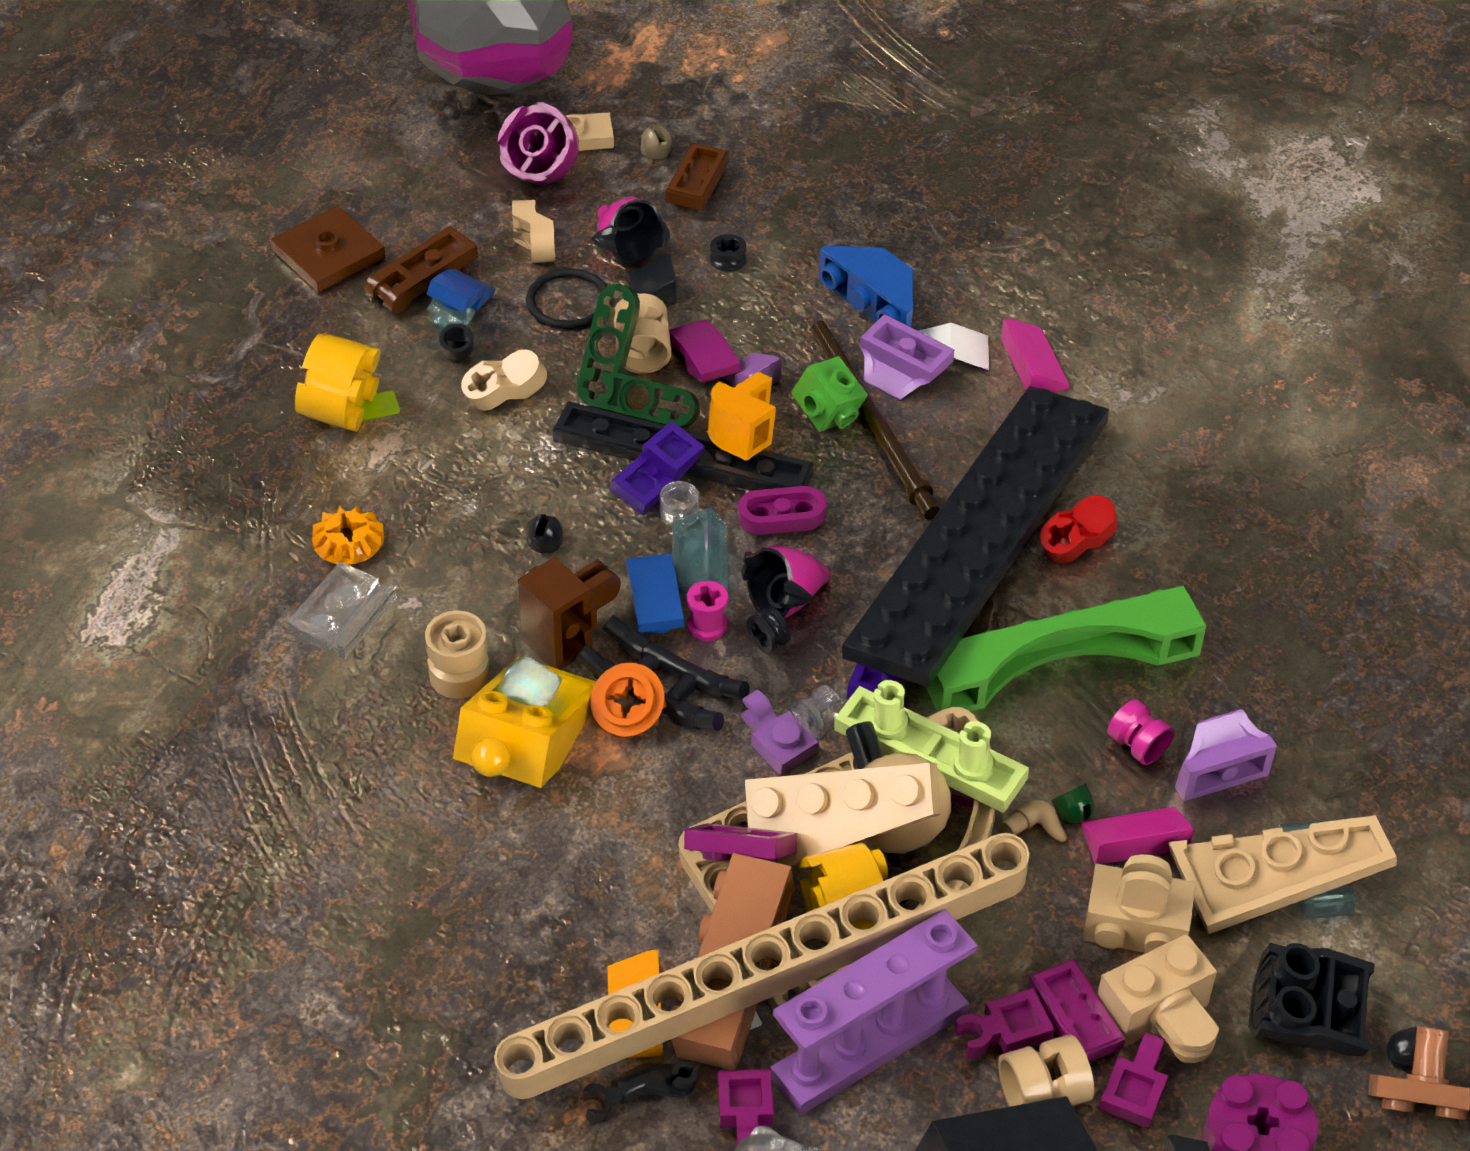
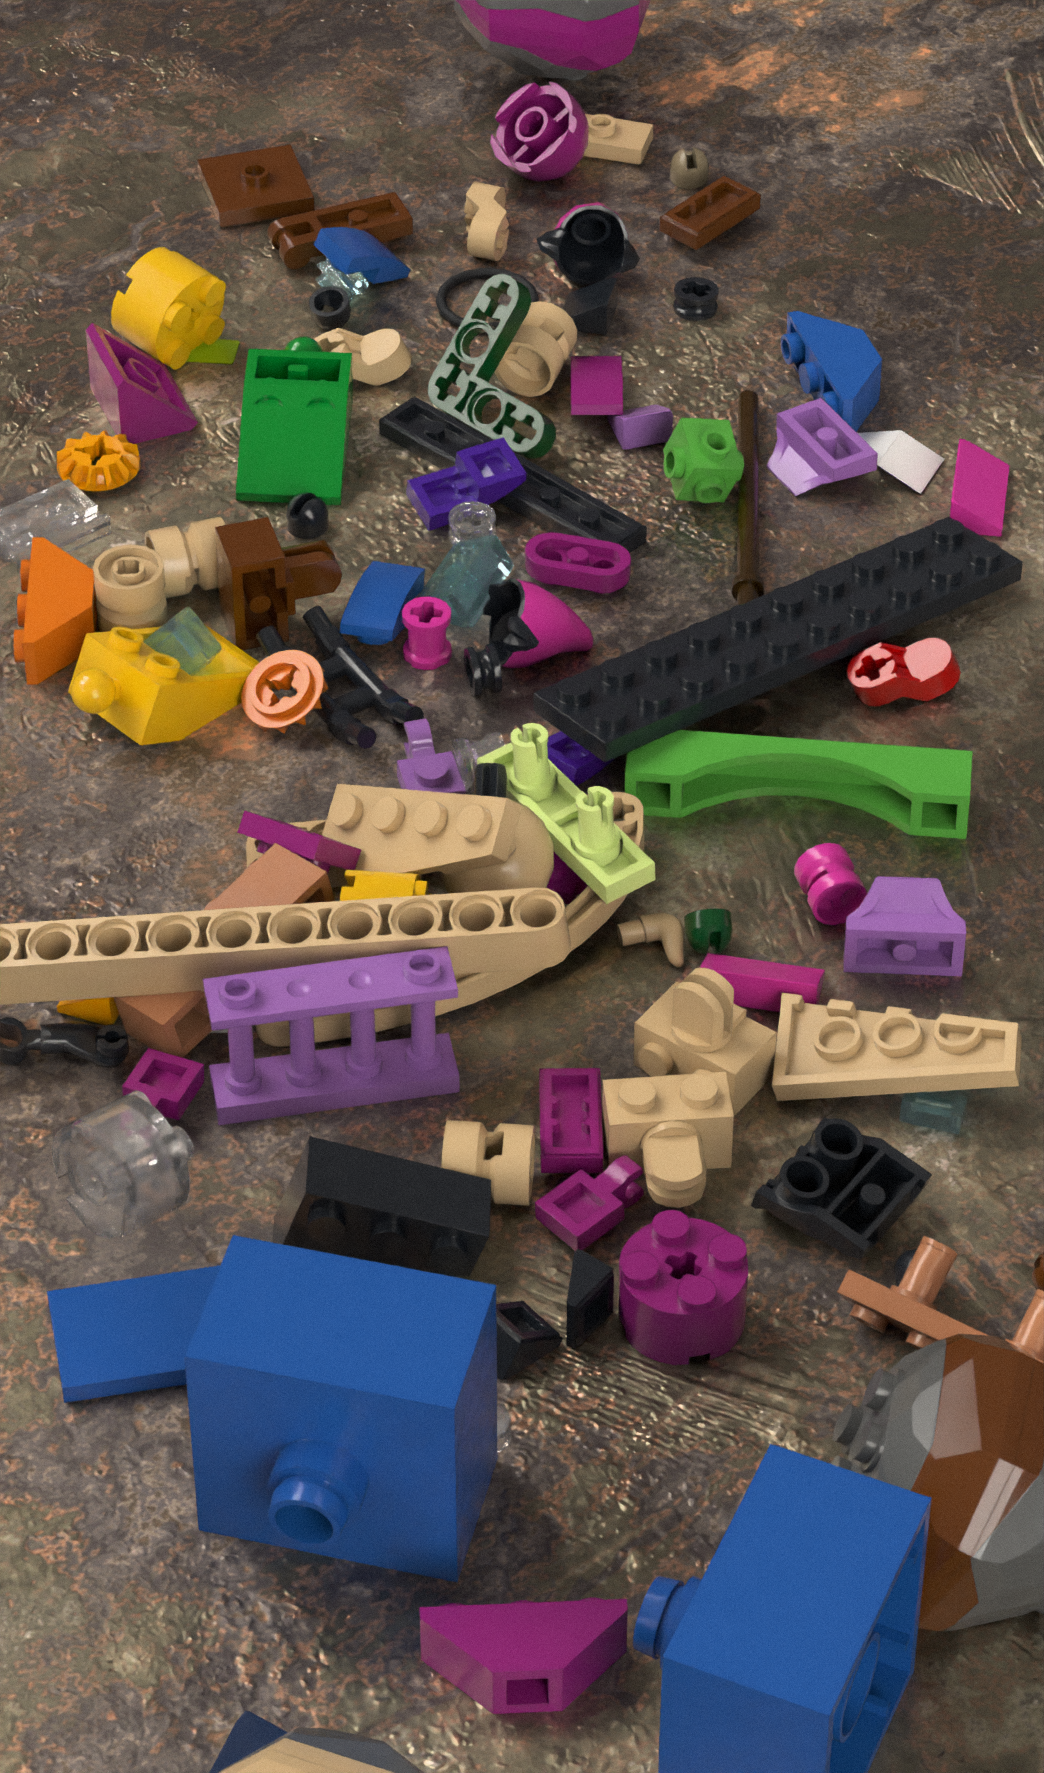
camera: 25 degrees right, 5 degrees down
(342, 463) = (134, 389): none -> magenta slope
(398, 682) = (54, 610): none -> orange slope
(490, 596) = (187, 556): none -> tan wheel
(495, 456) = (294, 423): none -> green slope
(742, 416) = (590, 453): light orange brick -> none
(1010, 1021) = (489, 1102): magenta plate -> none

